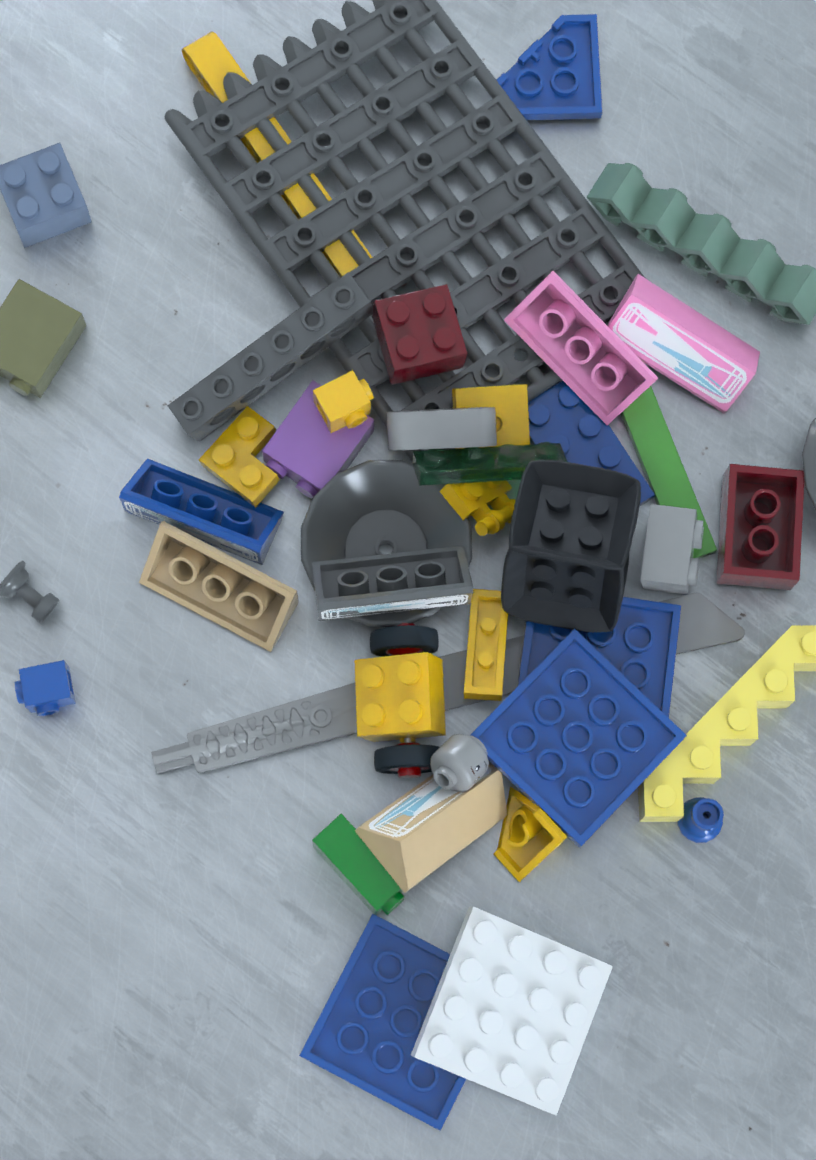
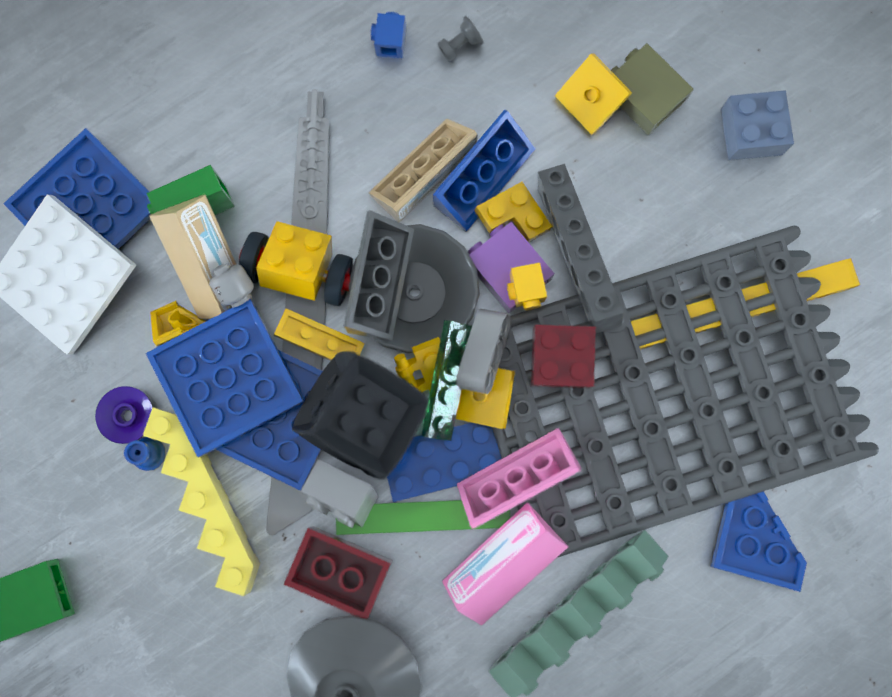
camera: 115 degrees right, 5 degrees up
(58, 401) = (593, 93): none -> yellow plate
(682, 853) = (111, 412): none -> dark purple dish

